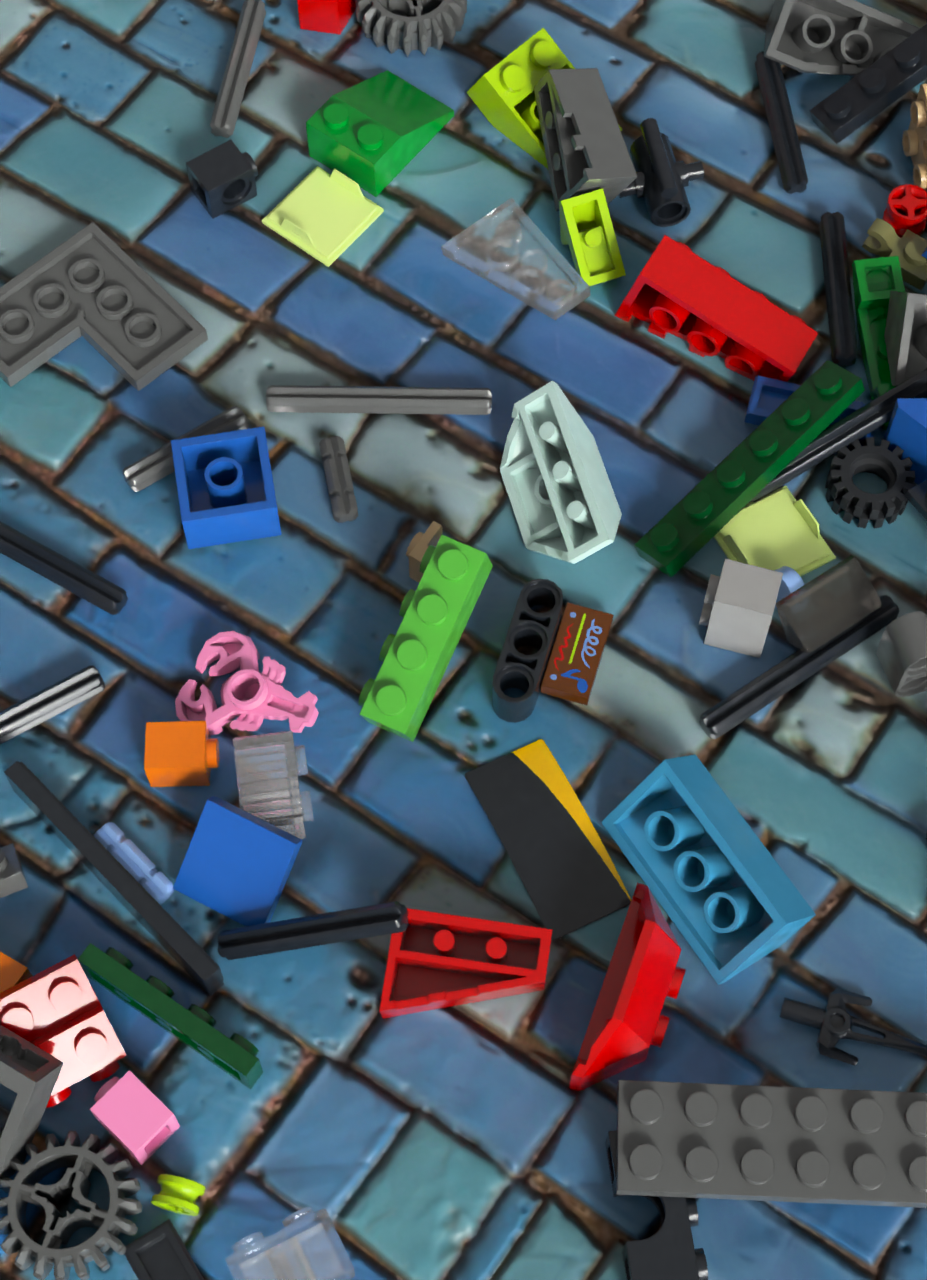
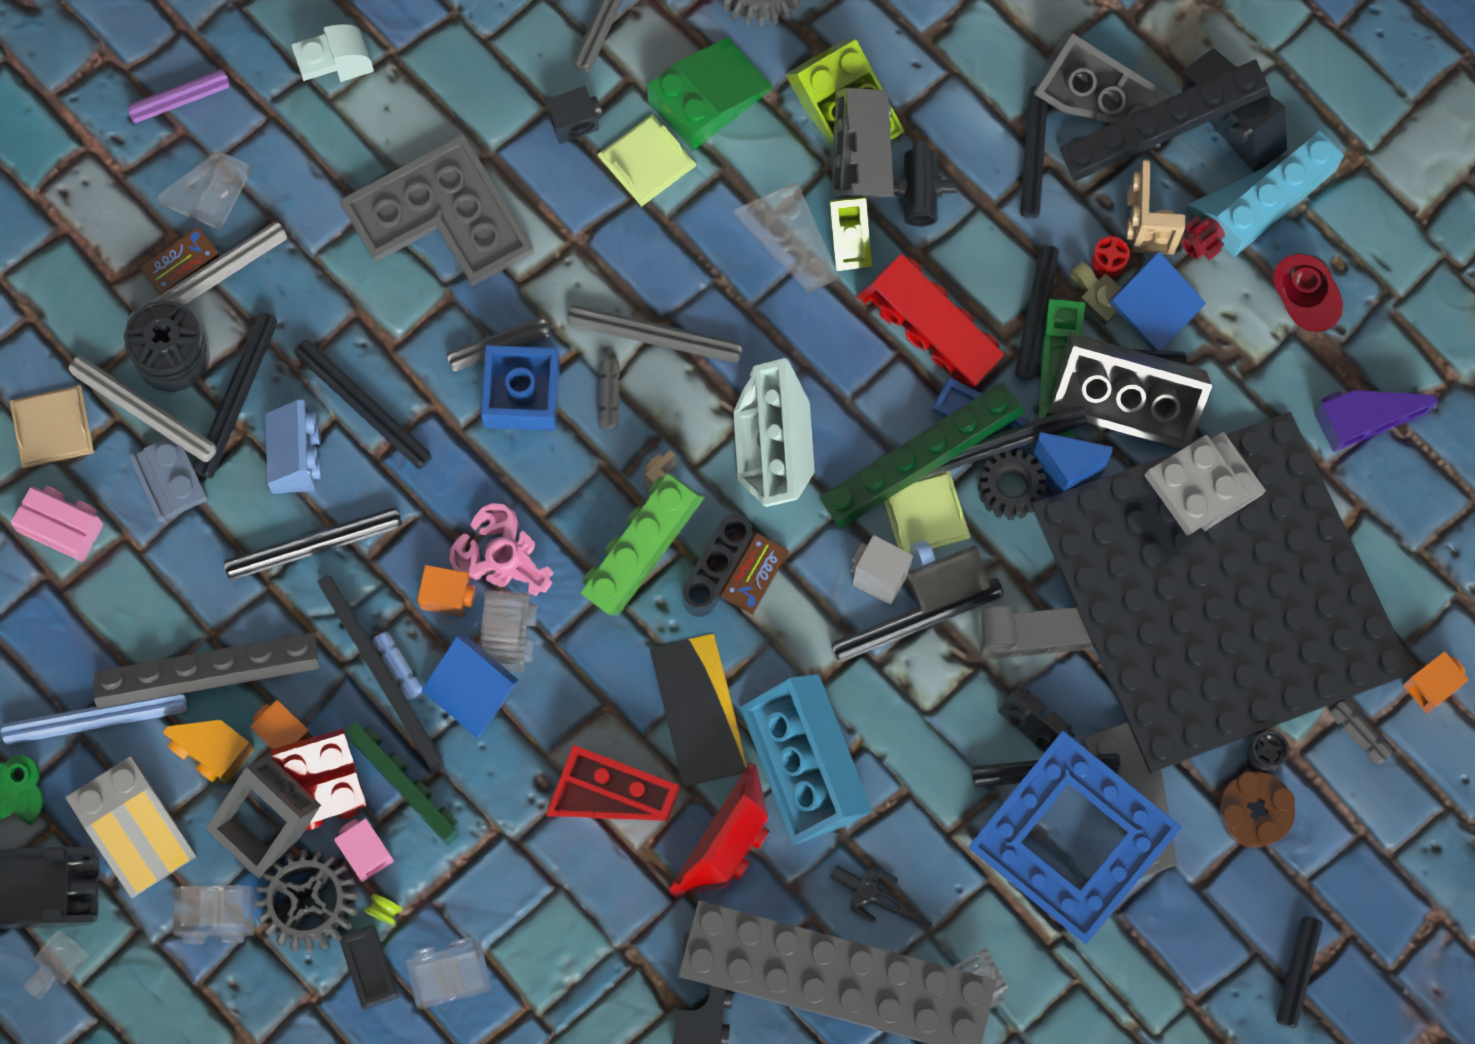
camera: 10 degrees right, 10 degrees up
(313, 930) = (512, 747): black axle -> none

